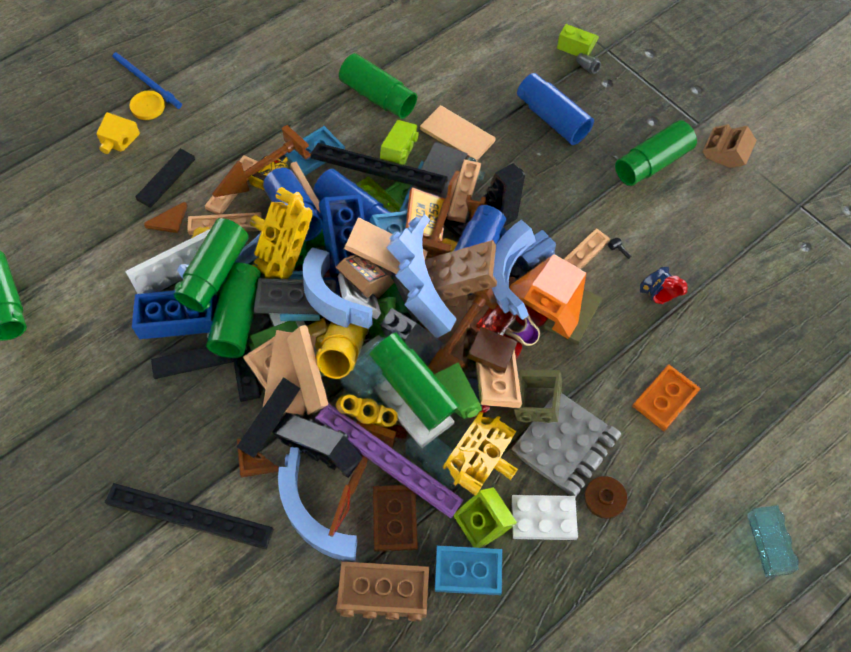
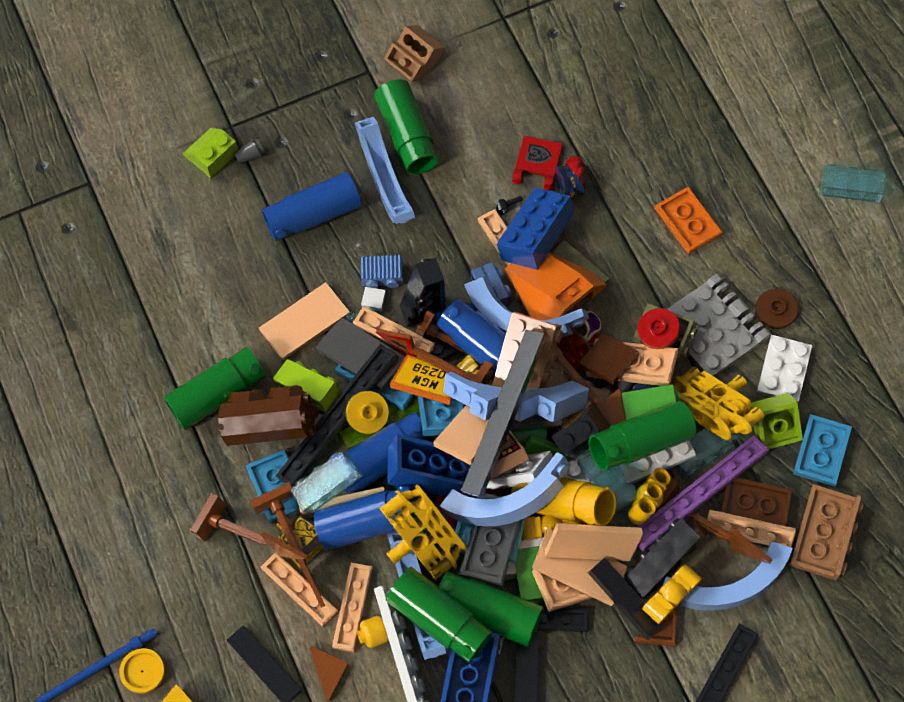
camera: 70 degrees left, 5 degrees up
(270, 113) = (211, 517): none -> dark orange piece
(279, 453) = (672, 593): none -> yellow piece
(312, 165) = (326, 482): none -> clear light blue brick
(360, 119) = (256, 418): none -> reddish brown brick
(366, 518) = (752, 529): none -> light nougat tile
(393, 187) = (359, 406): none -> yellow piece
(396, 256) = (504, 413): none -> tile
(490, 170) = (373, 298): none -> white tile
(521, 161) = (382, 271): none -> medium blue brick
(536, 383) = (658, 328): none -> red piece
(600, 266) = (535, 228): none -> blue brick
(609, 149) = (382, 171): none -> light blue arch
(676, 257) = (538, 158): none -> red flag

